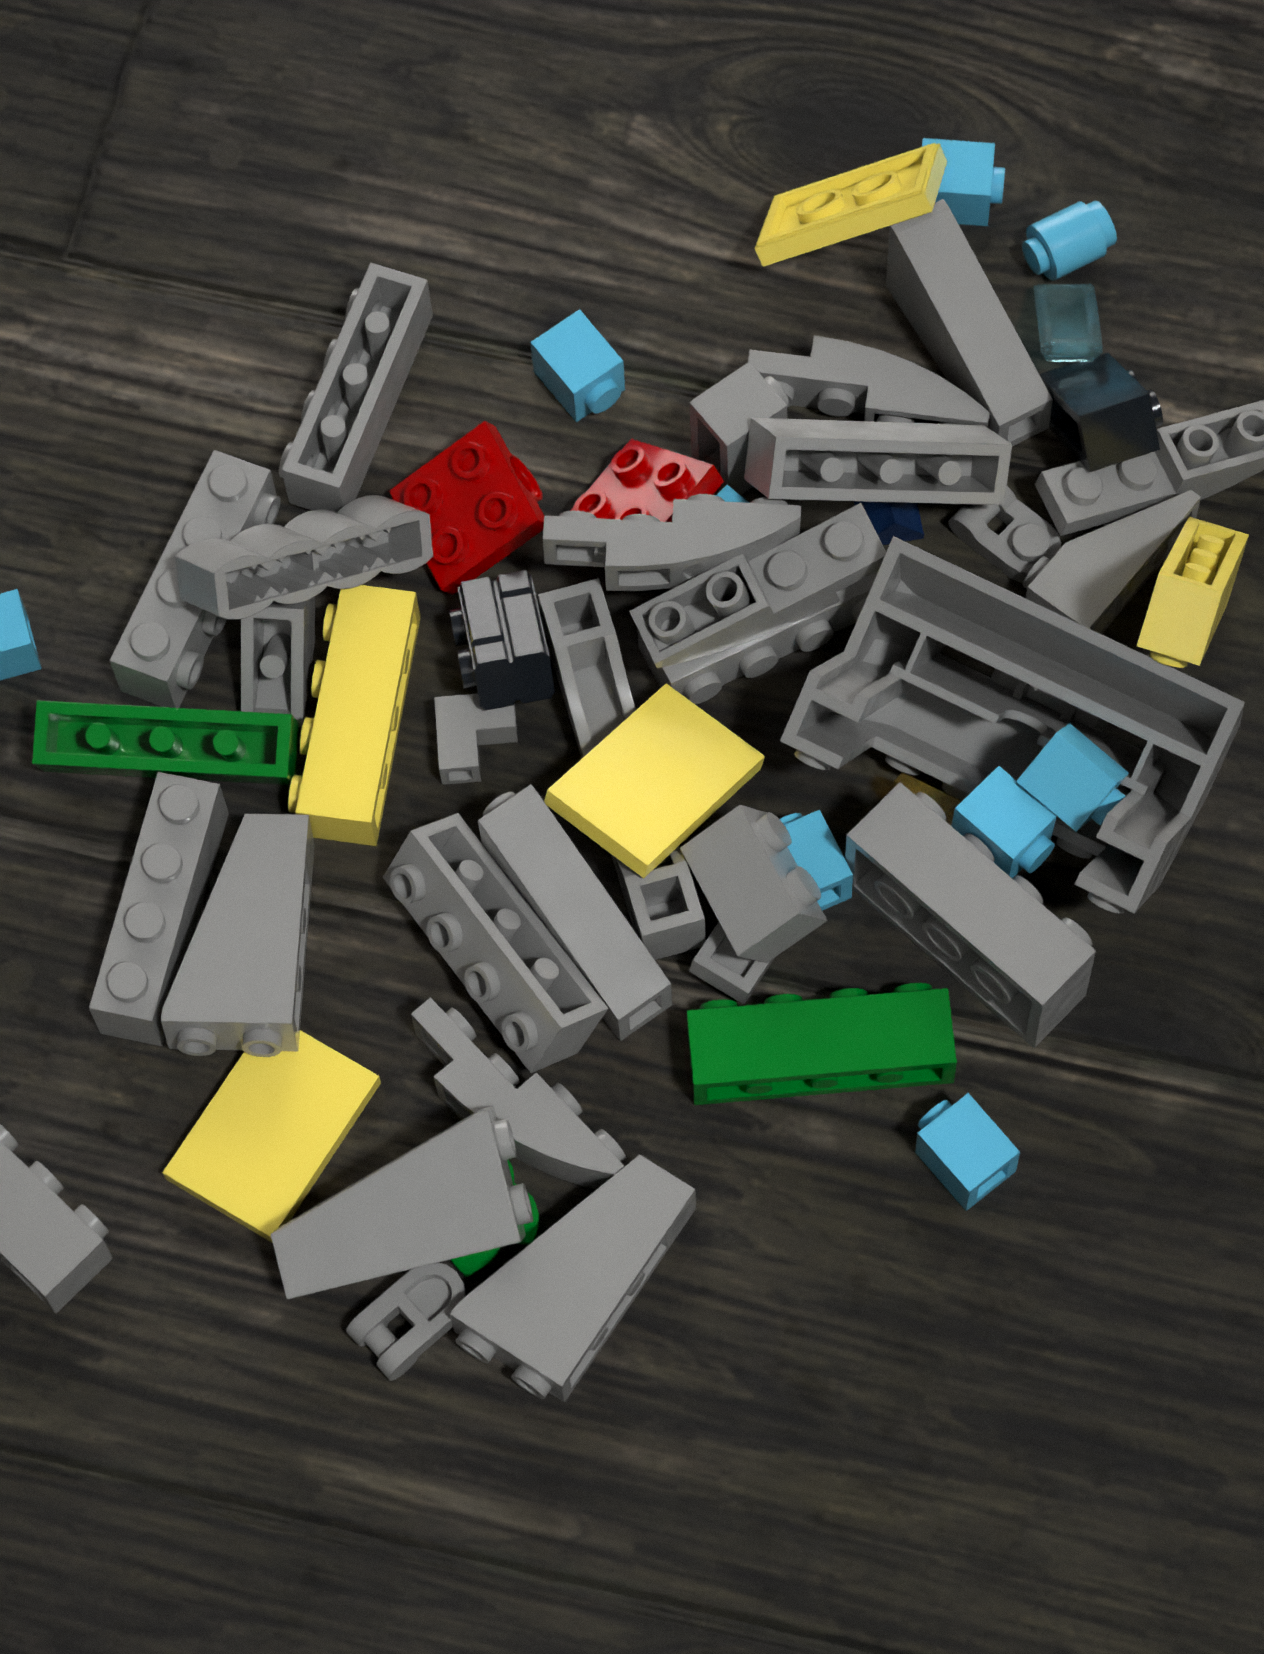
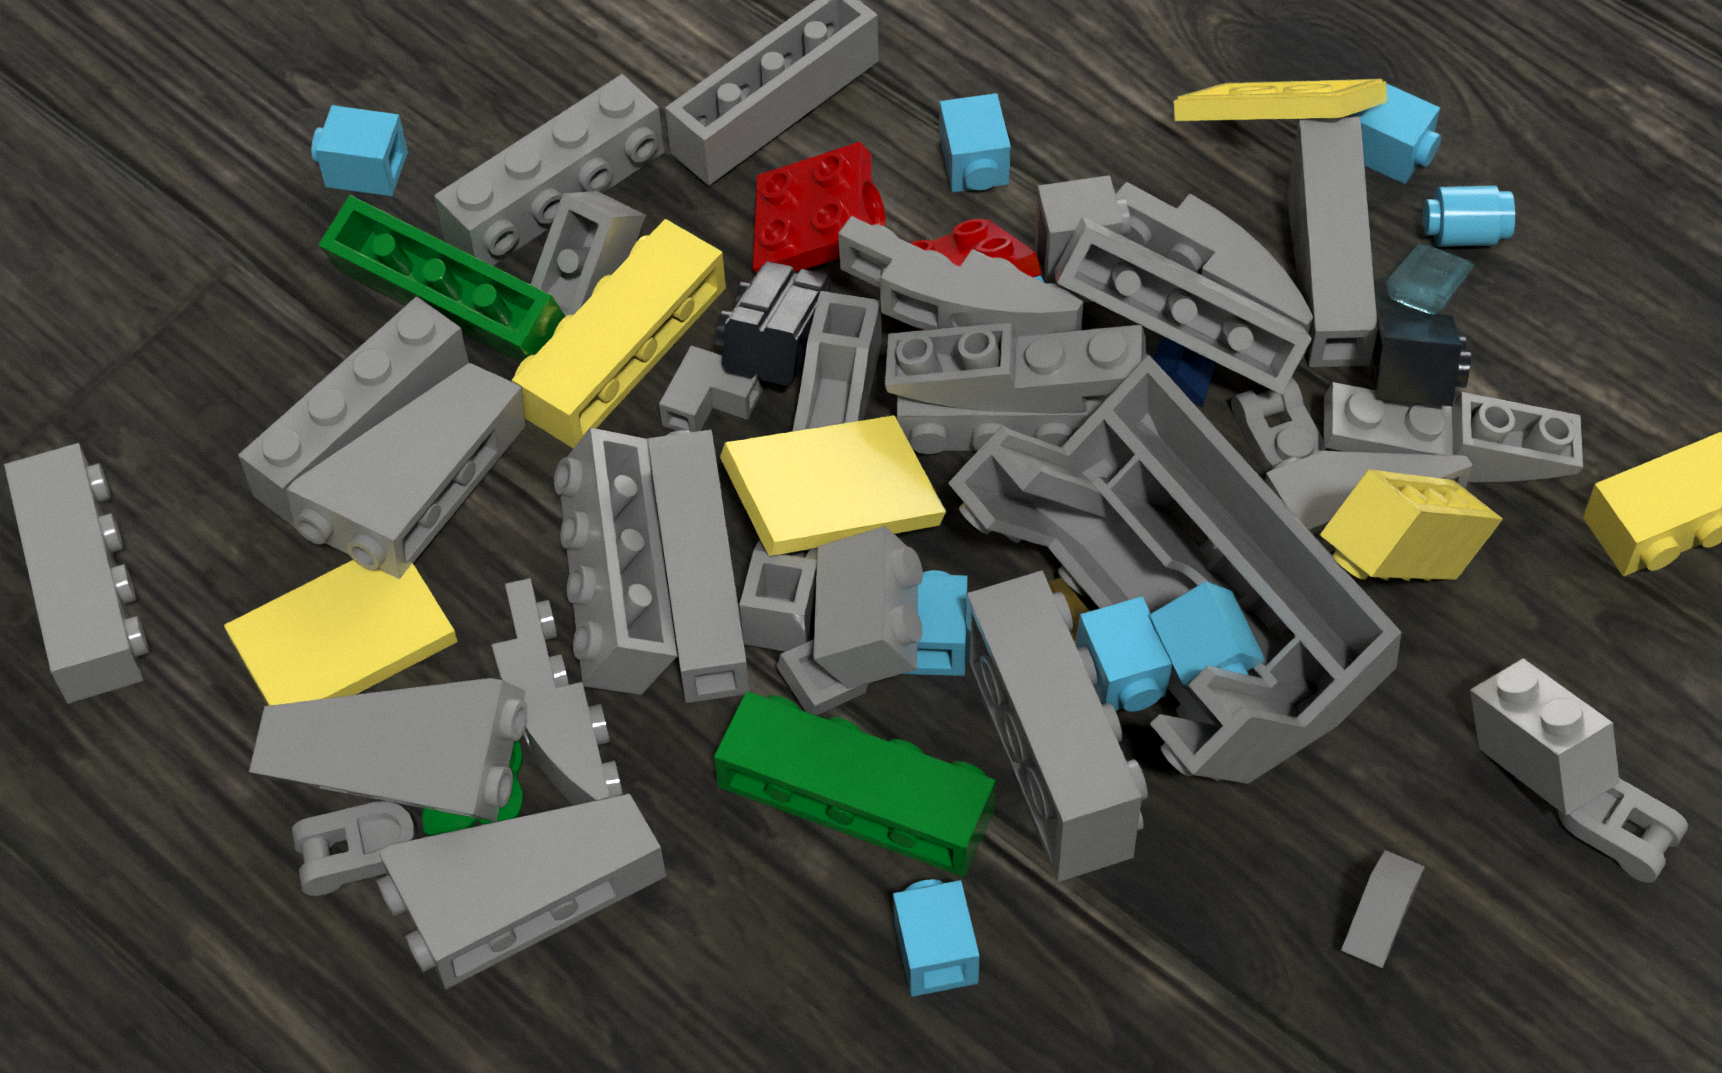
camera: 25 degrees right, 10 degrees down
(303, 556) = (630, 180): light grey brick -> none

